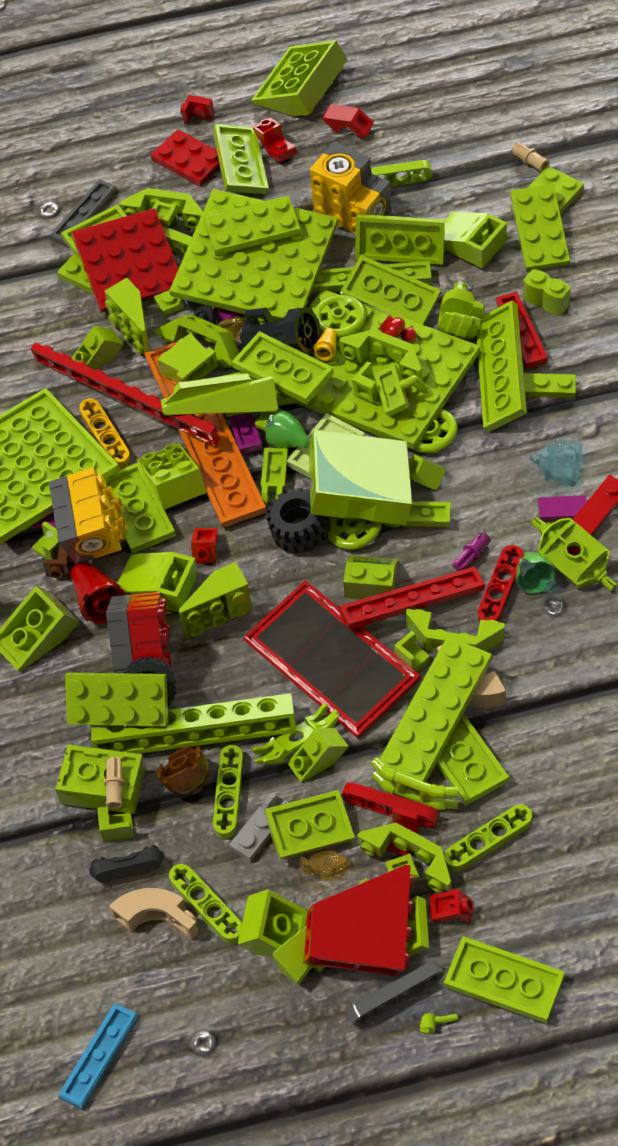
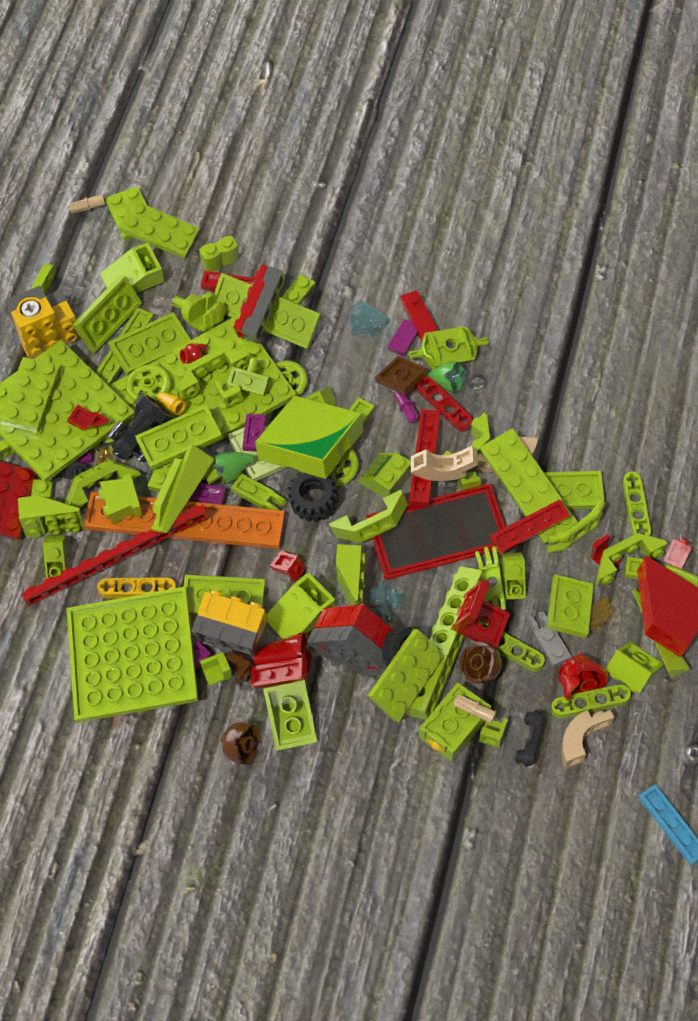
camera: 65 degrees left, 5 degrees up
(64, 592) = (279, 673): none -> plate
(173, 475) = (210, 557): lime slope -> none
(213, 649) = (388, 600): none -> clear light blue hips
(224, 872) = (581, 675): none -> red head
(229, 723) = (473, 609): none -> red bracket
(254, 283) = (85, 419): none -> red slope
(319, 597) = (374, 525): none -> lime slope
(347, 424) = (253, 429): none -> magenta plate
(378, 734) = (529, 526): none -> red plate
(384, 802) = (578, 552): red beam -> none
(397, 610) = (443, 467): none -> tan arch
(491, 349) = (259, 303): none -> dark grey piece
(506, 527) = (401, 375): none -> reddish brown tile

